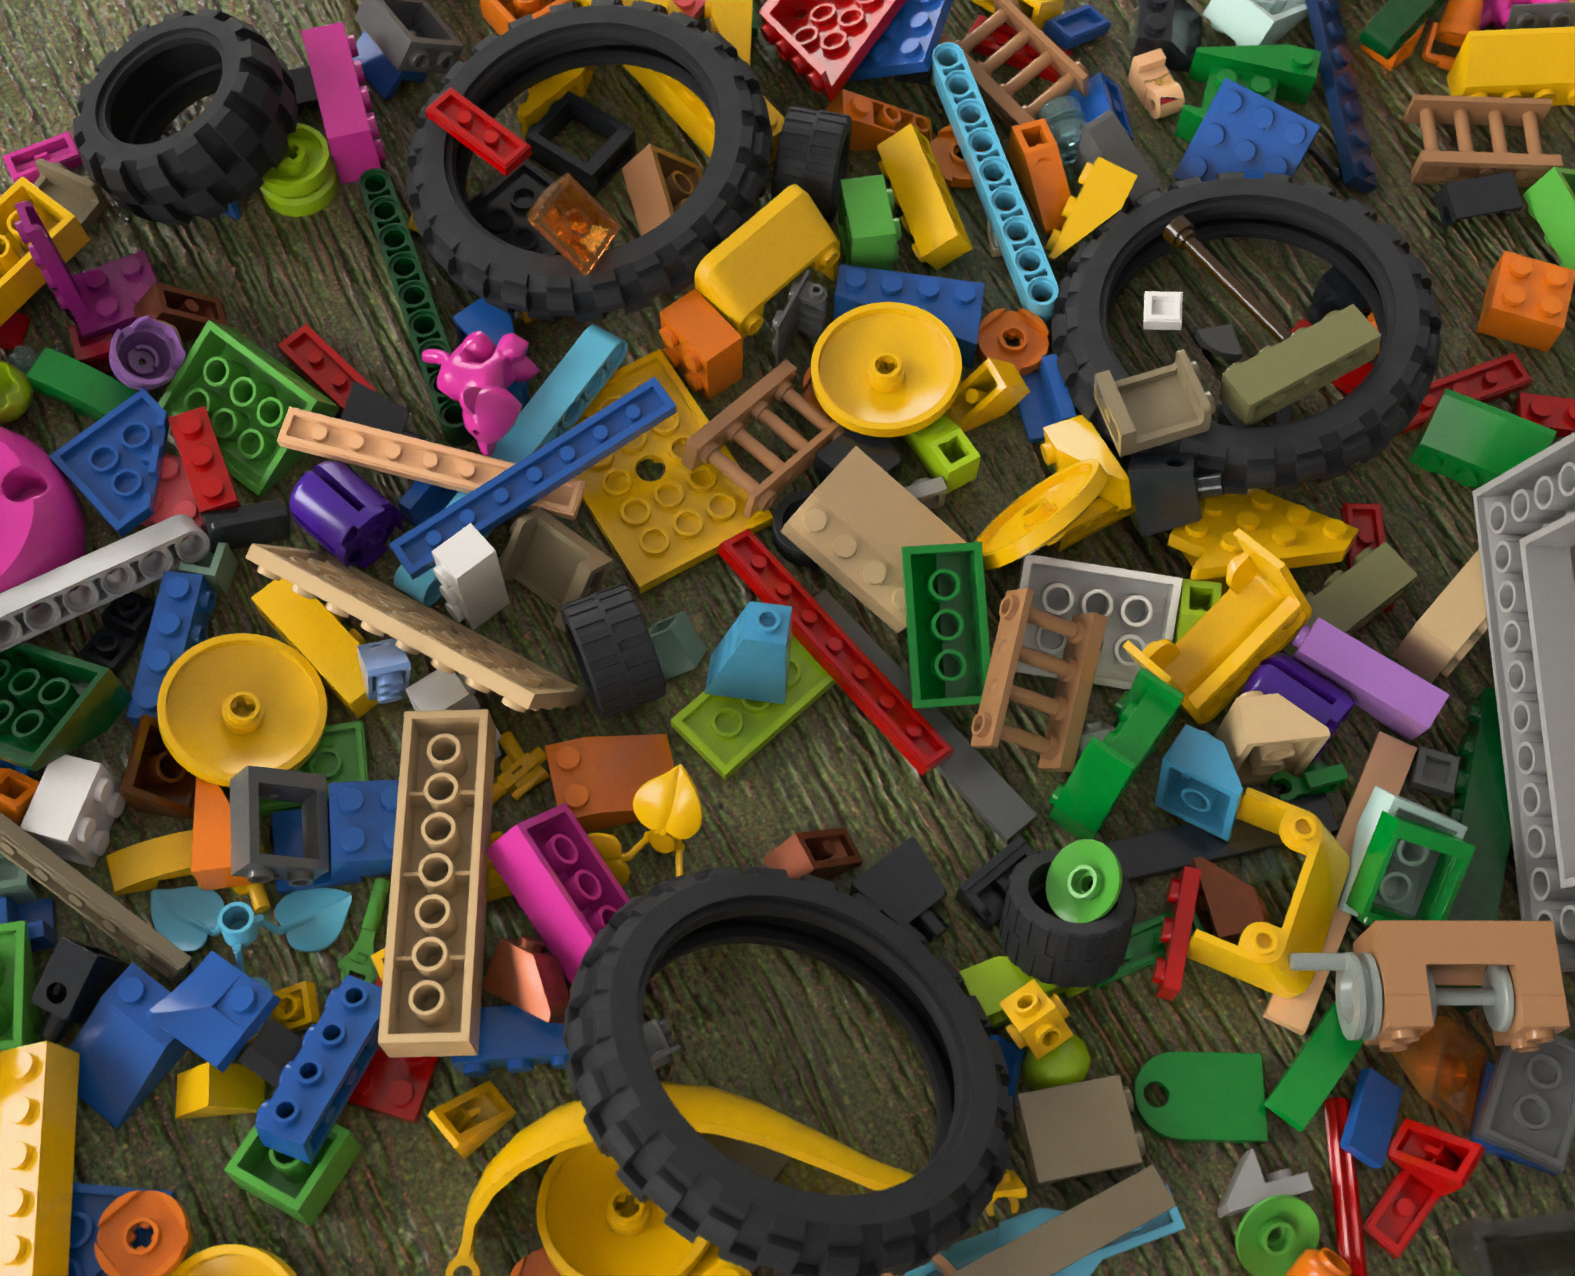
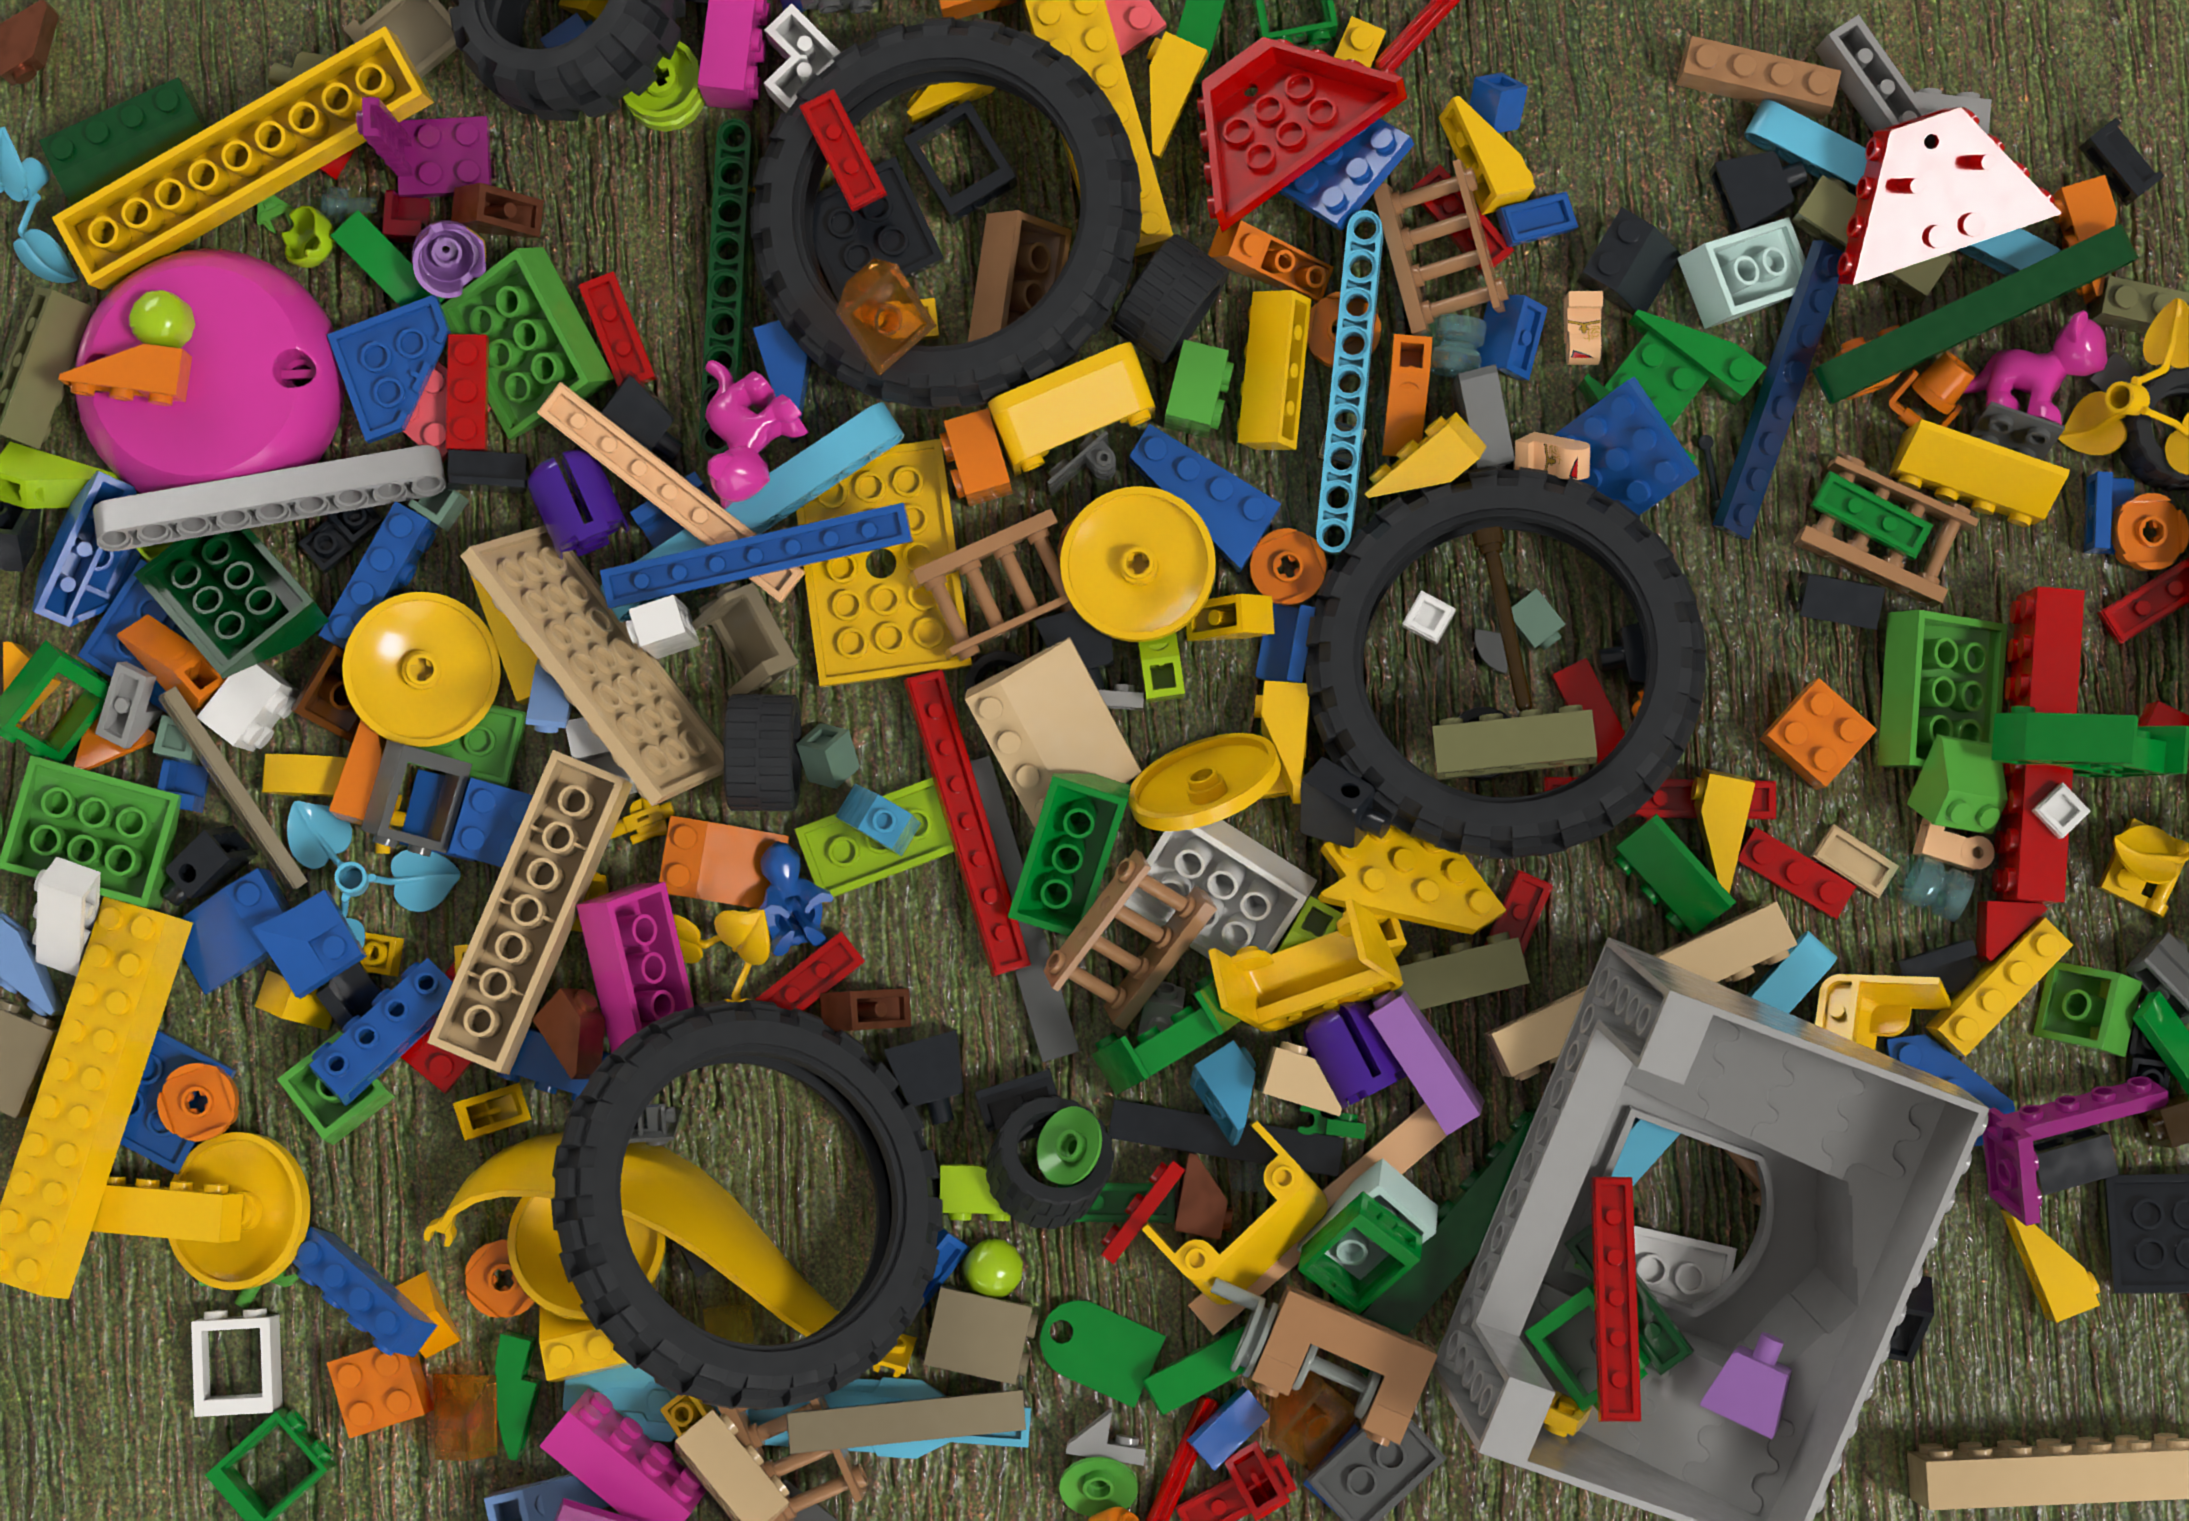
camera: 30 degrees right, 20 degrees up
(359, 958) = (452, 930): bright green piece -> none
(399, 102) = (803, 49): none -> white brick
(708, 777) = (790, 902): none -> blue animal
(756, 835) = (815, 975): none -> red plate
(1036, 1019) = (981, 1236): yellow brick -> none
(1154, 405) = (1357, 724): dark tan panel -> none
(1204, 164) = (1555, 454): none -> light nougat leg
(1232, 312) = (1537, 621): none -> sand green brick
(1434, 772) = (1452, 1161): dark grey plate -> none
(1466, 127) = (1871, 515): none -> green tile
(1490, 376) = (1722, 814): none -> yellow slope

